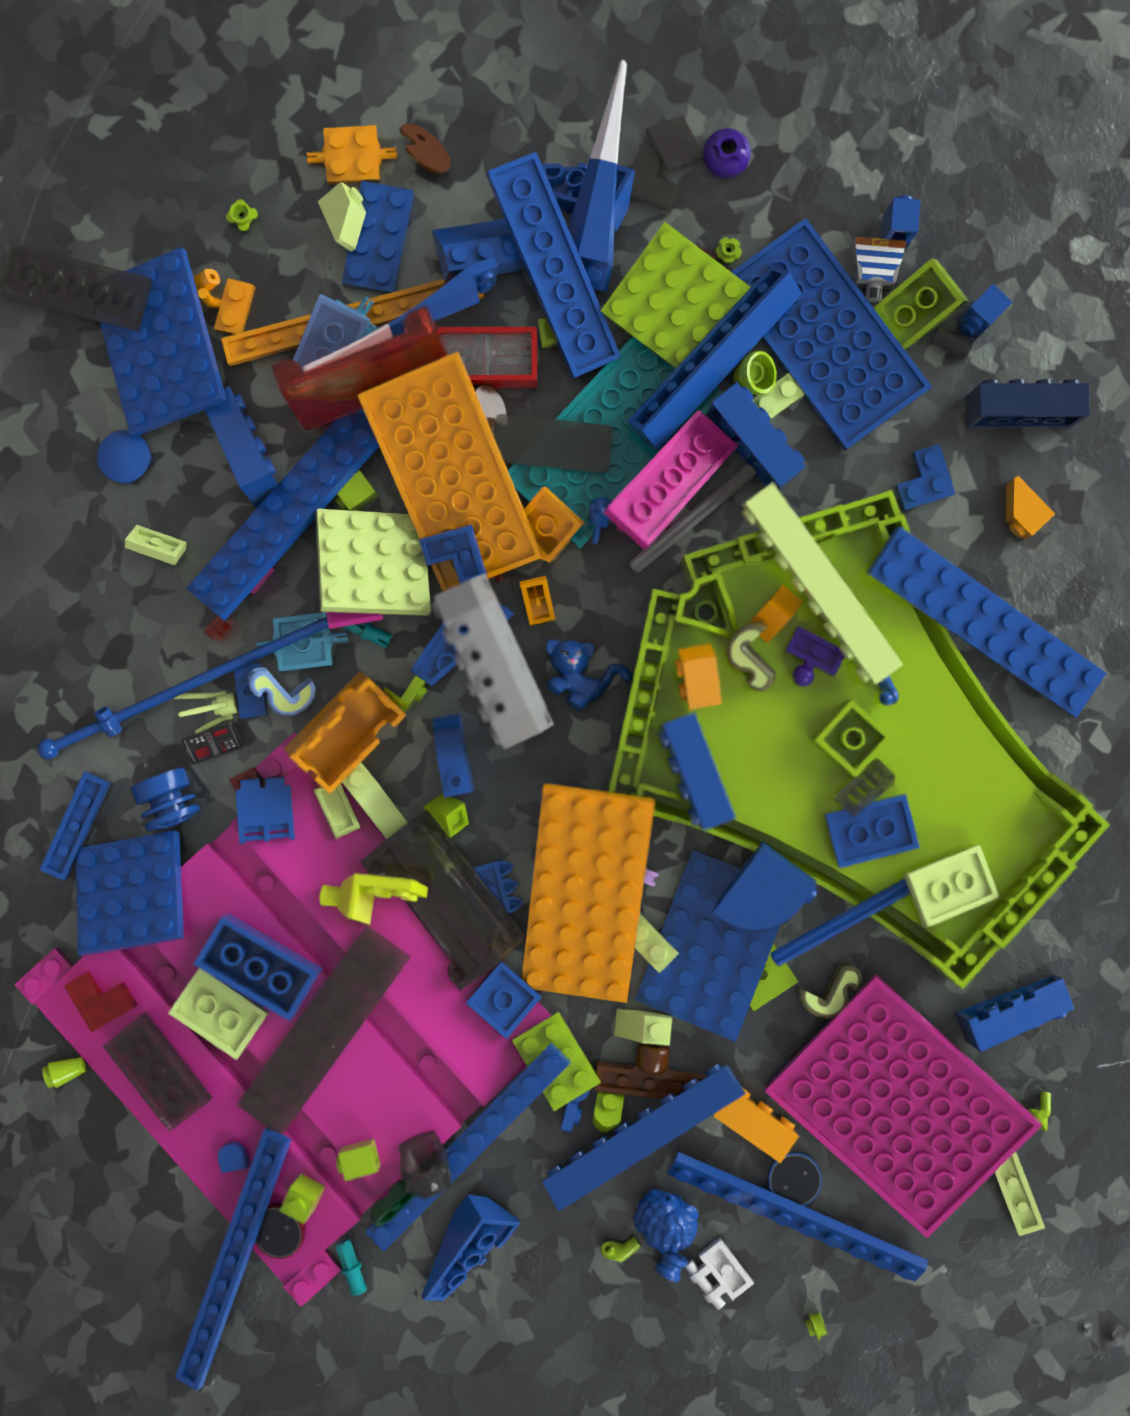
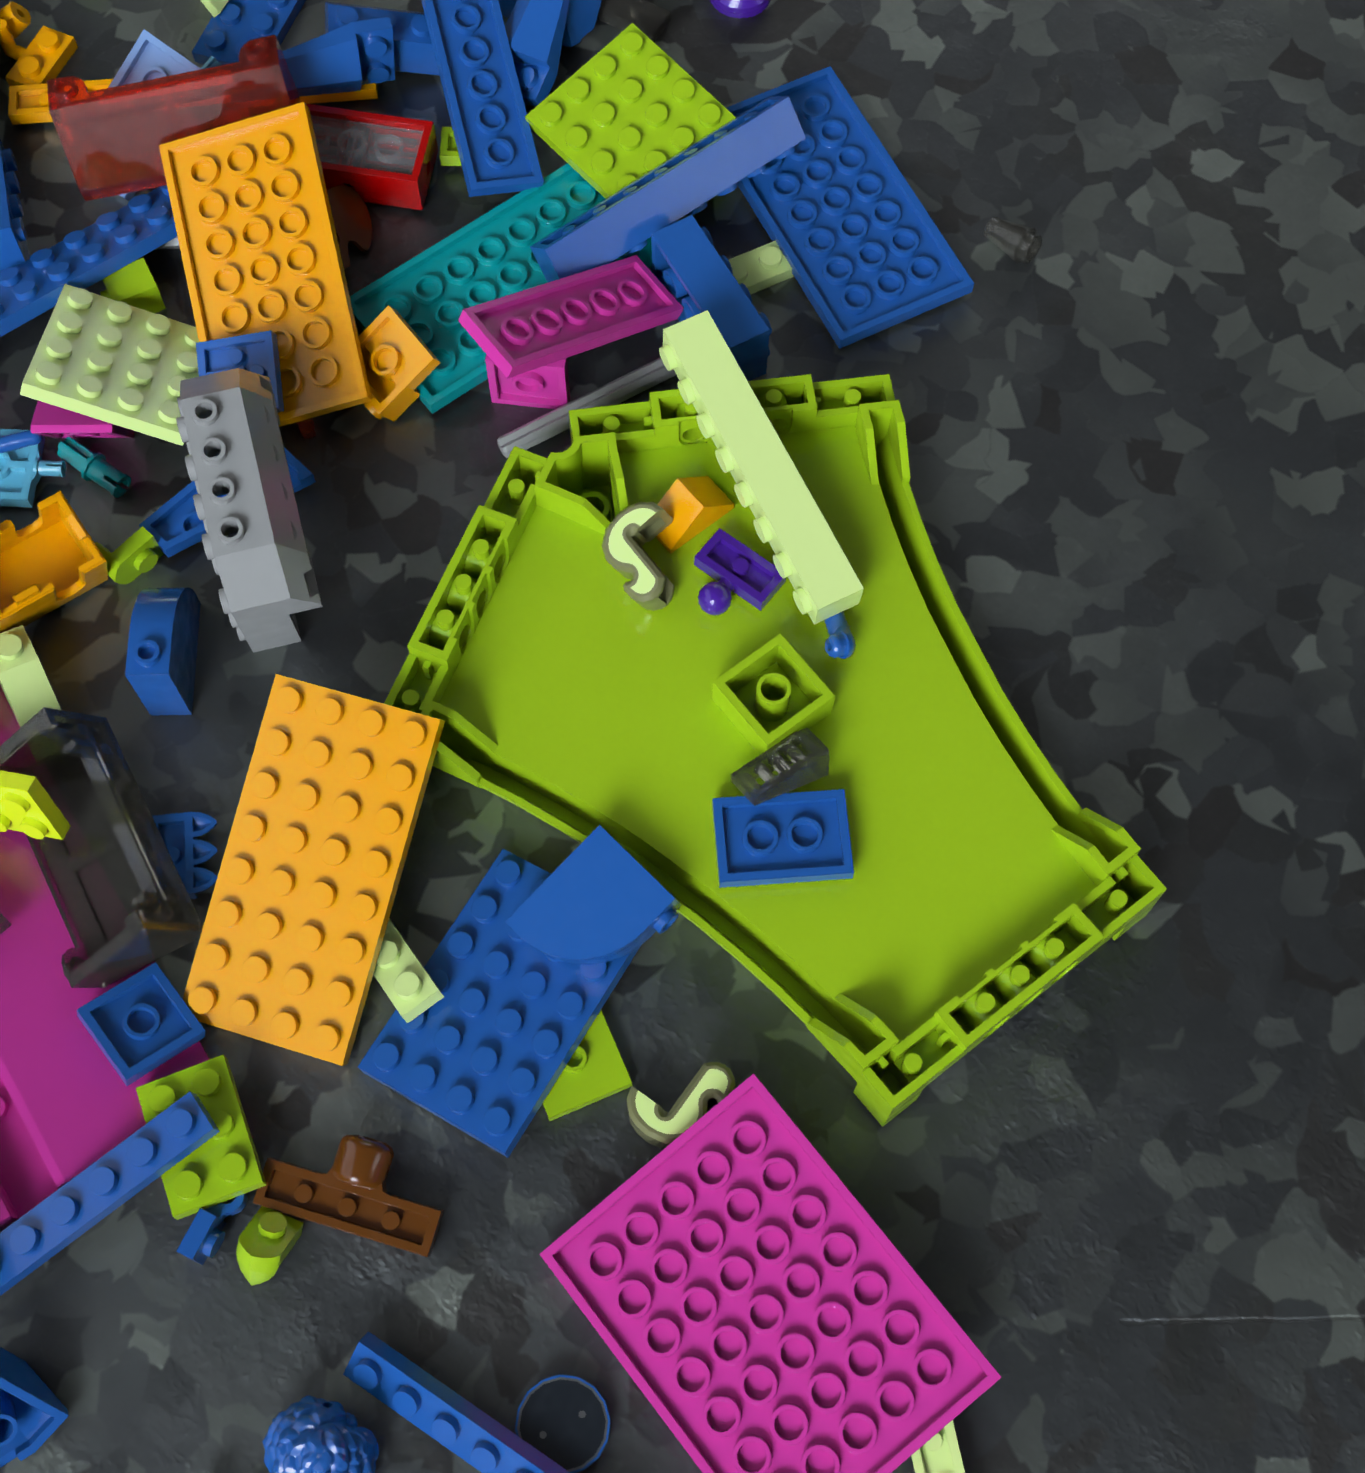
camera: 10 degrees right, 20 degrees down
(448, 813) = (139, 733): lime panel -> none
(537, 600) = (351, 459): light orange slope -> none
(553, 443) = (422, 269): clear smoke piece -> none
(572, 659) = (381, 551): blue animal -> none
(597, 516) = (466, 364): blue piece -> none
(643, 1026) = (363, 1110): yellowish green slope -> none
(643, 1137) = (309, 1290): blue brick -> none
(650, 876) = (420, 874): lavender bush -> none
(696, 772) = (516, 695): blue brick -> none
(699, 676) = (552, 566): light orange brick -> none
(728, 257) = (722, 89): lime plate -> none
(756, 373) = (729, 225): lime hat -> none
(759, 1126) = (513, 1305): light orange brick -> none
(840, 922) = (714, 971): blue axle -> none
(876, 264) = (919, 131): torso -> none
(901, 219) = (955, 83): blue piece -> none
(920, 303) = (974, 183): lime slope -> none
(933, 480) = (957, 409): blue plate -> none
(951, 885) = (896, 938): yellowish green plate -> none
(984, 312) = (1058, 198): blue brick -> none
(985, 622) = (1011, 581): blue plate -> none
(1014, 1012) = (984, 1191): blue wedge -> none
(1025, 509) = (1092, 457): light orange slope -> none
(1027, 404) = (1106, 318): dark blue brick -> none
(1044, 1112) = (1007, 1389): lime plate -> none

